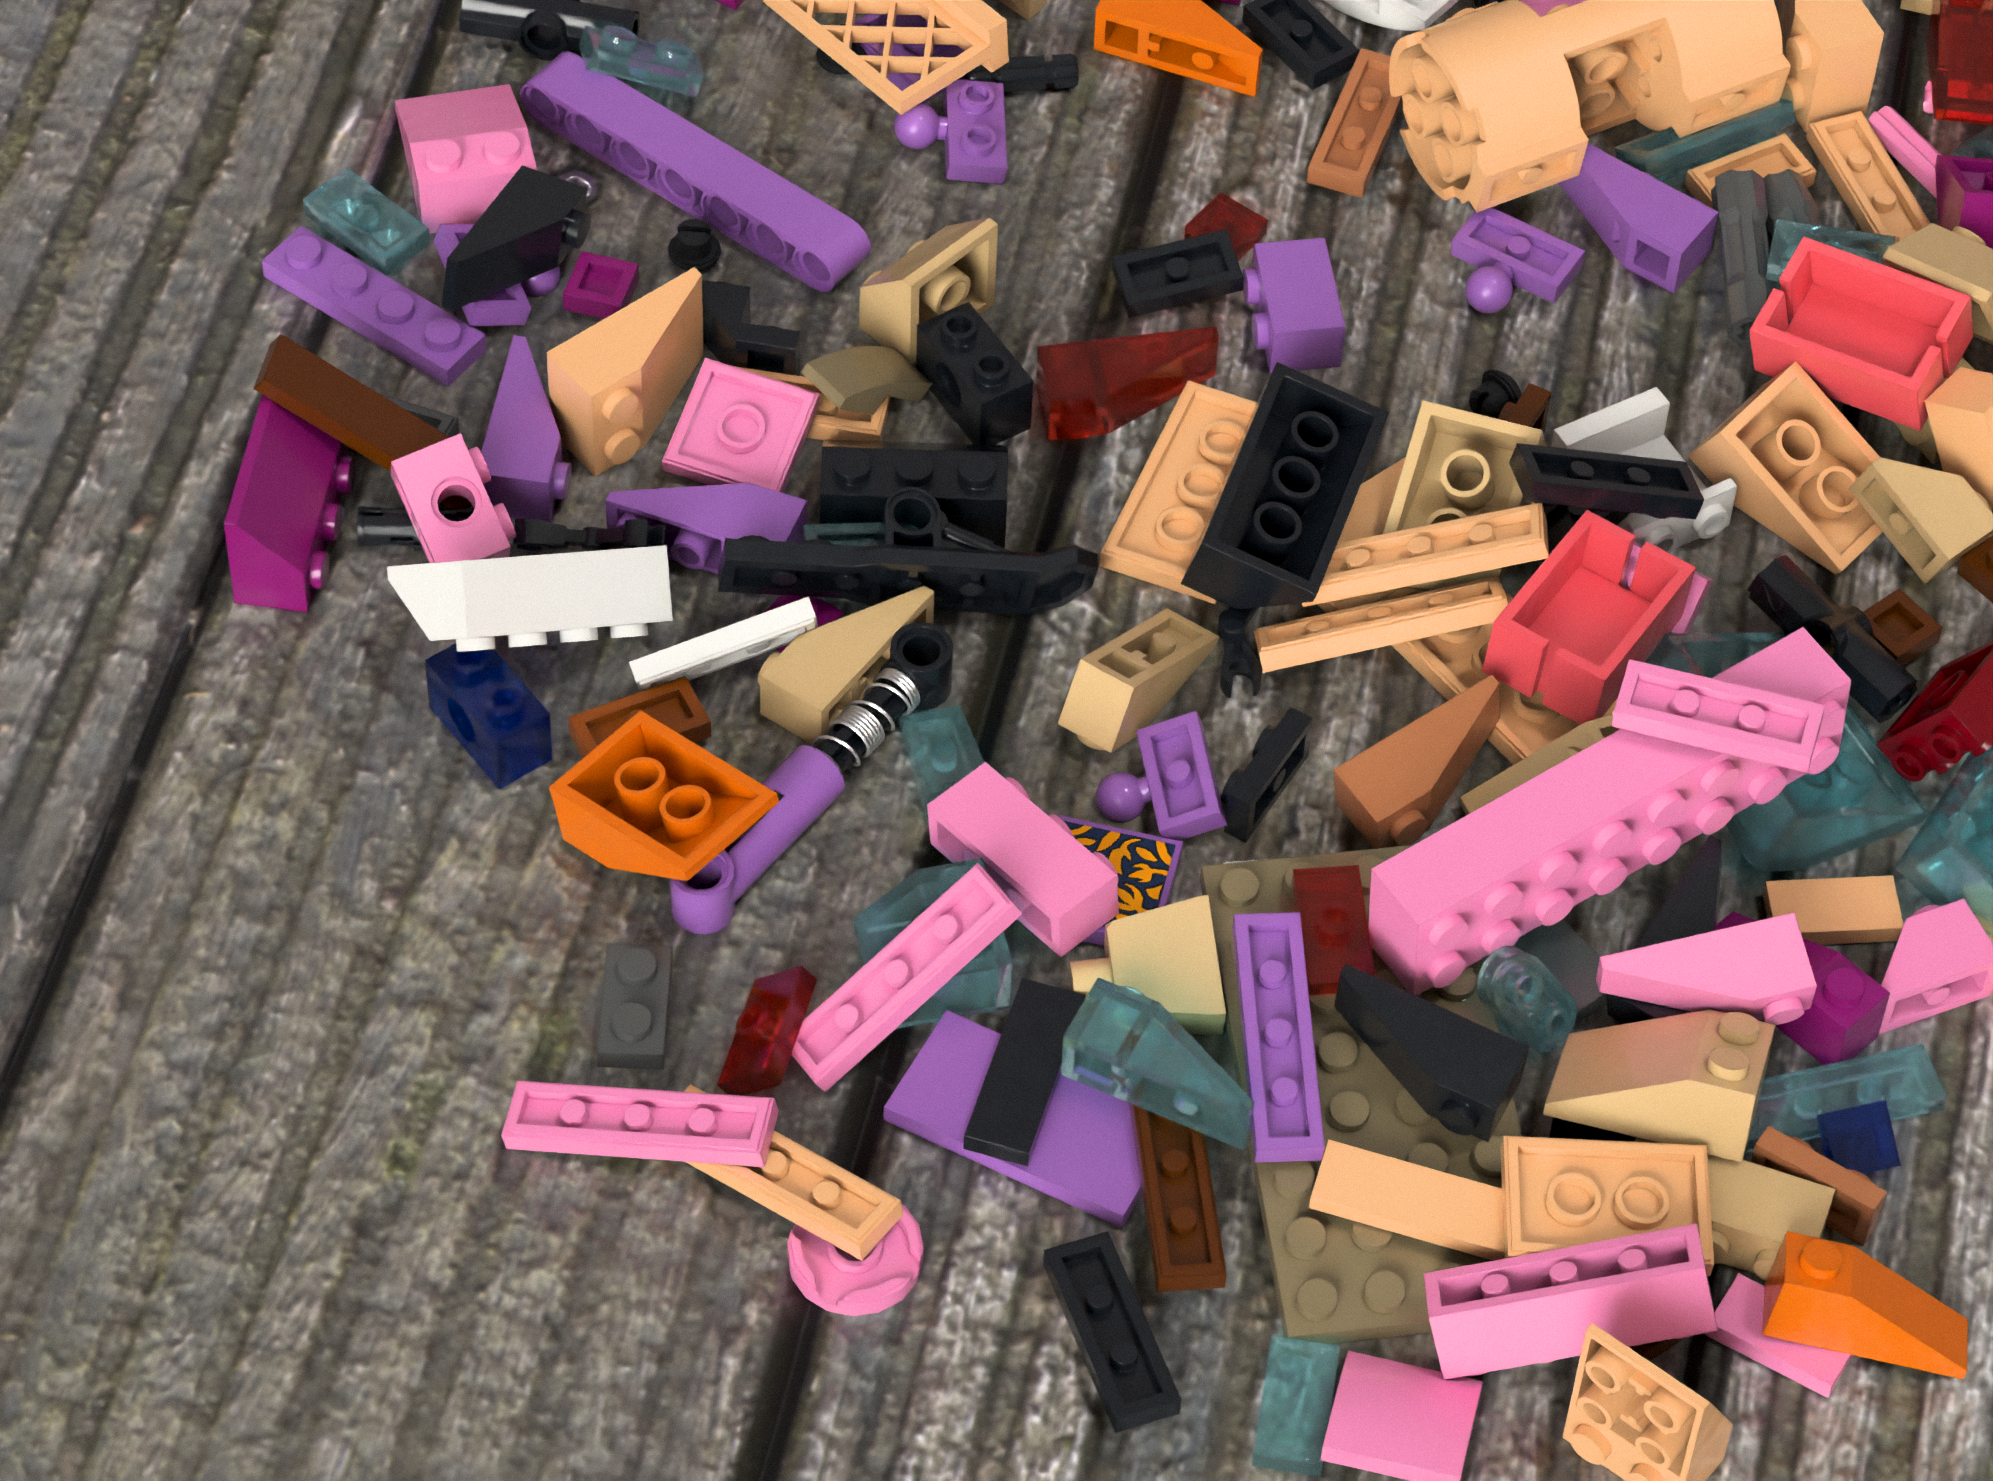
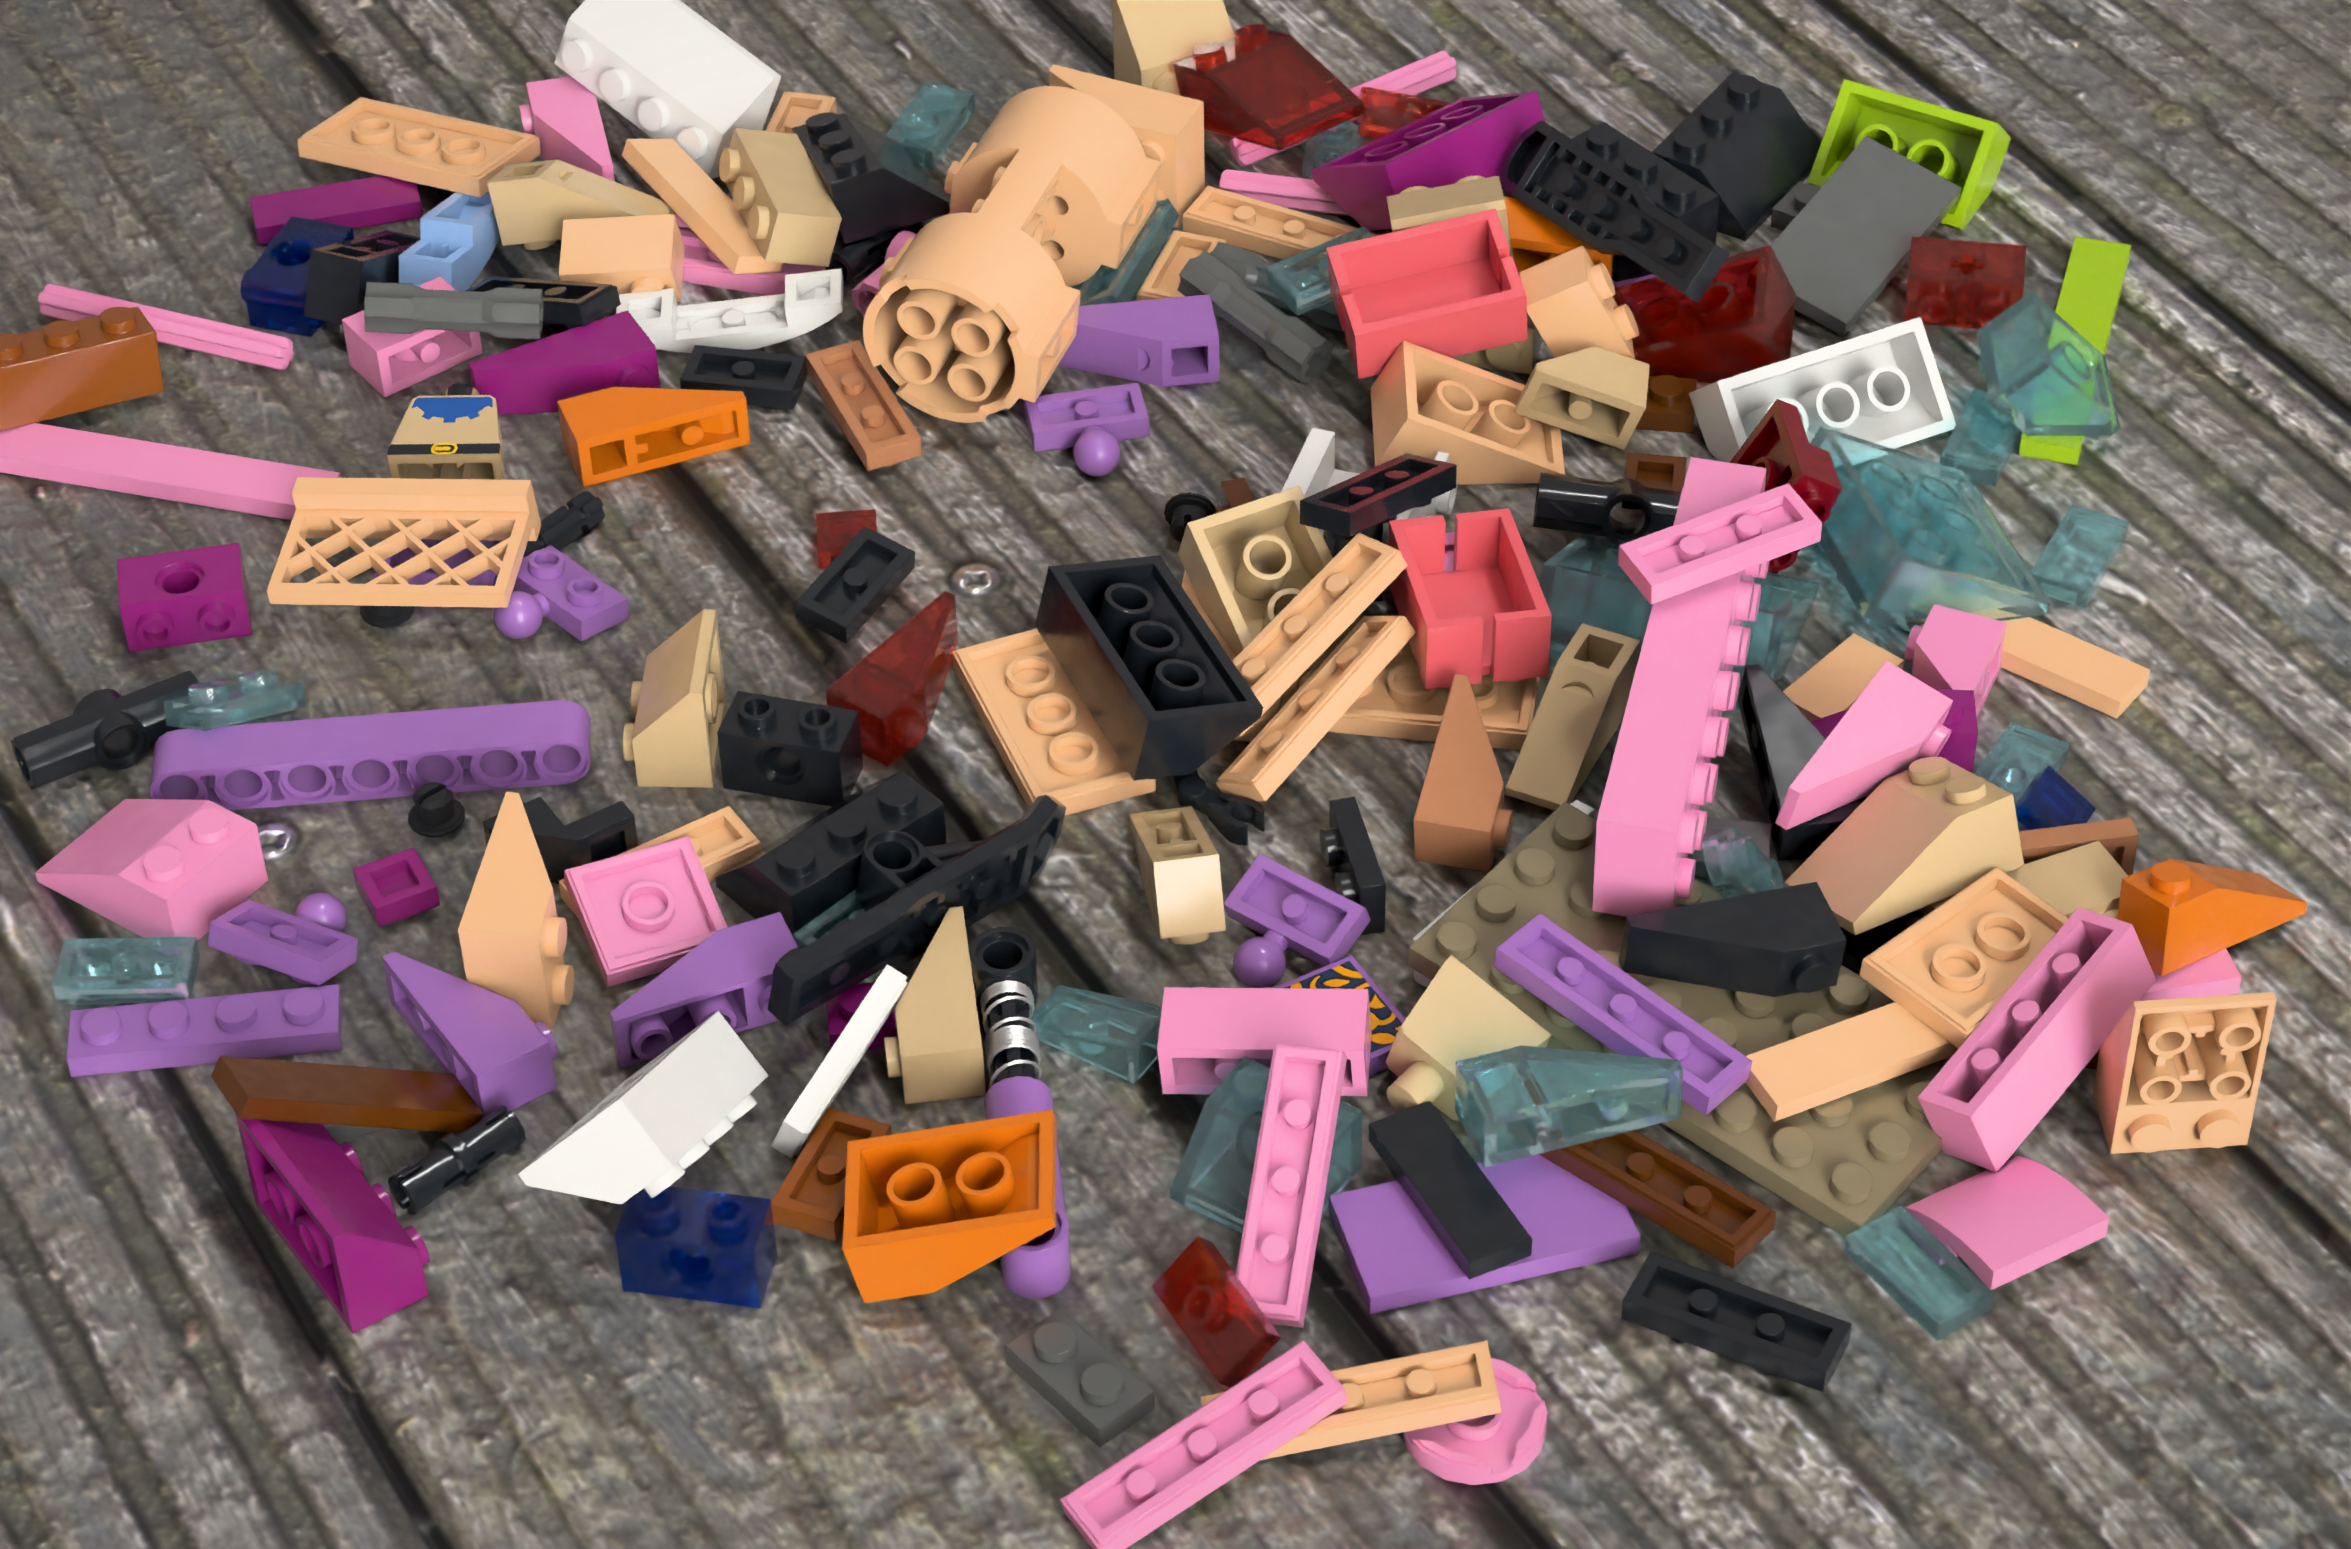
camera: 40 degrees left, 10 degrees down
(445, 471) = (457, 1118): bright pink brick -> none
(517, 237) = (298, 880): black slope -> none
(545, 536) = (578, 1090): black piece -> none
(863, 377) = (708, 803): dark tan slope -> none
(1295, 304) = (974, 548): medium lavender brick -> none
(1332, 924) = (1571, 906): clear red plate -> none

